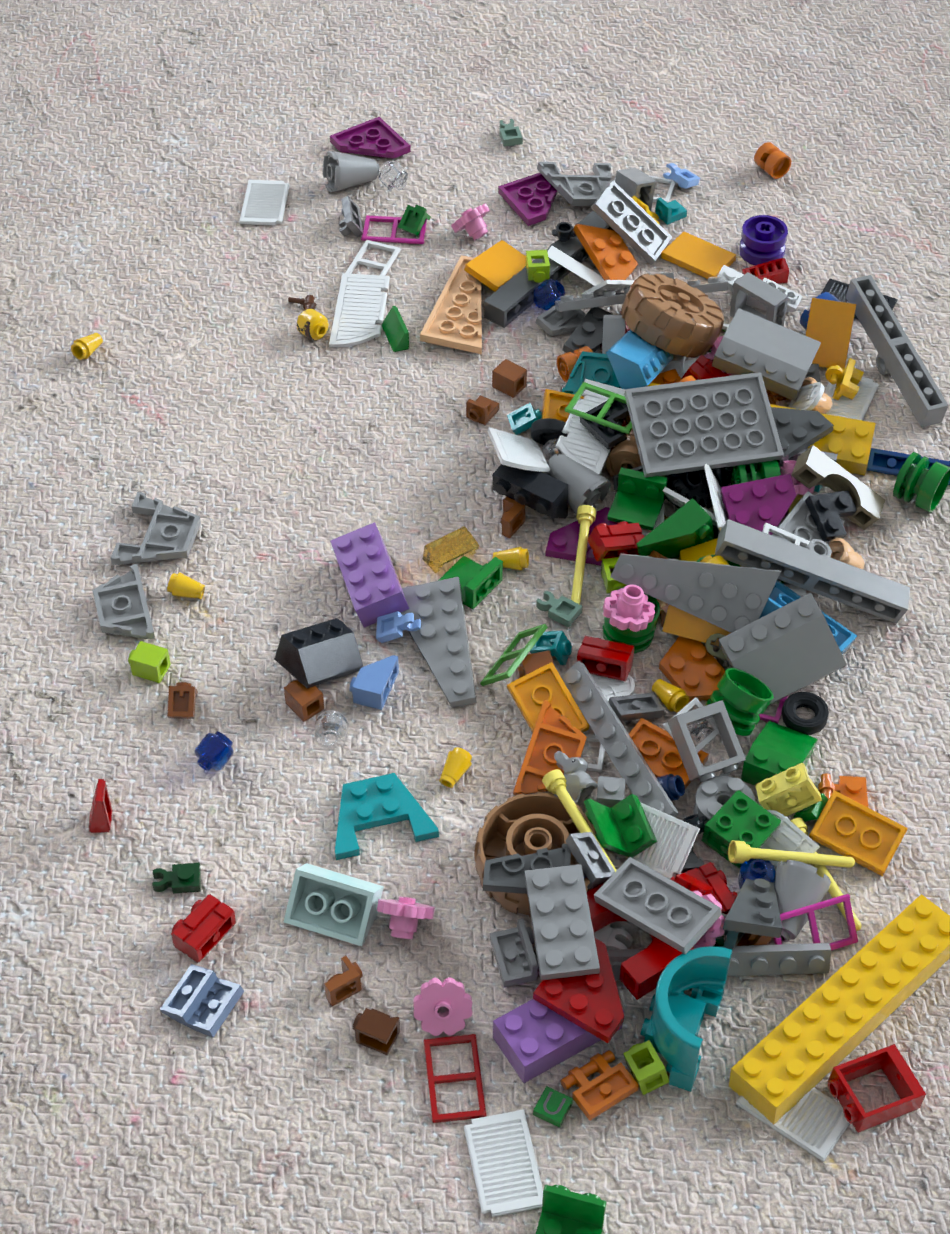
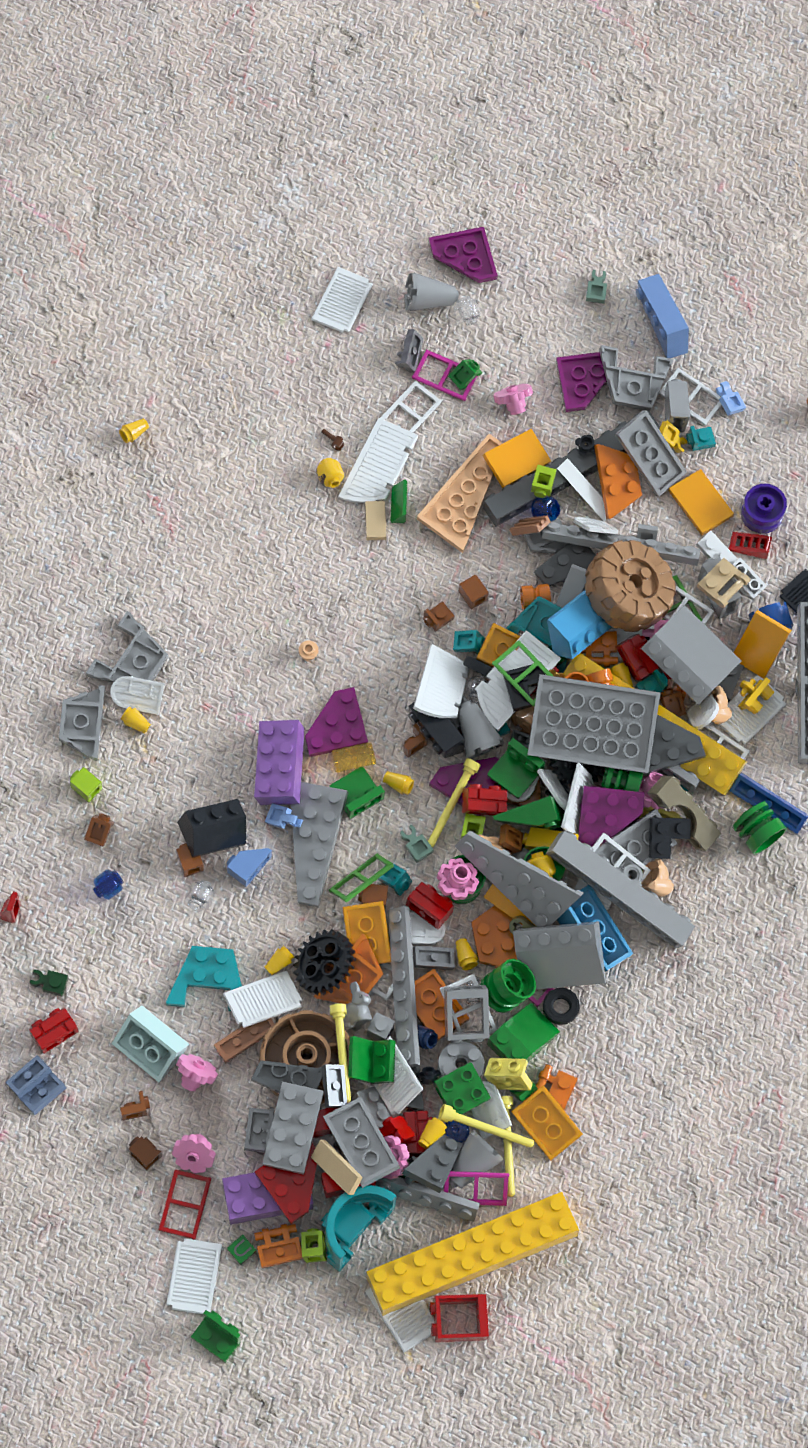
camera: 15 degrees right, 20 degrees up
(183, 557) = (138, 694): none -> white window
(355, 471) = (308, 650): none -> light nougat plate
(377, 352) = (375, 520): none -> tan tile
(415, 526) = (337, 725): none -> magenta plate
(447, 860) = (242, 1040): none -> nougat plate
(453, 811) = (263, 999): none -> white window
(511, 746) = (324, 962): none -> black gear
(541, 307) = (530, 525): none -> nougat tile
(586, 133) = (664, 316): none -> medium blue wedge
(640, 942) = (336, 1167): none -> tan tile
(732, 877) = (433, 1131): none -> yellow cone
(758, 285) = (719, 578): none -> tan plate

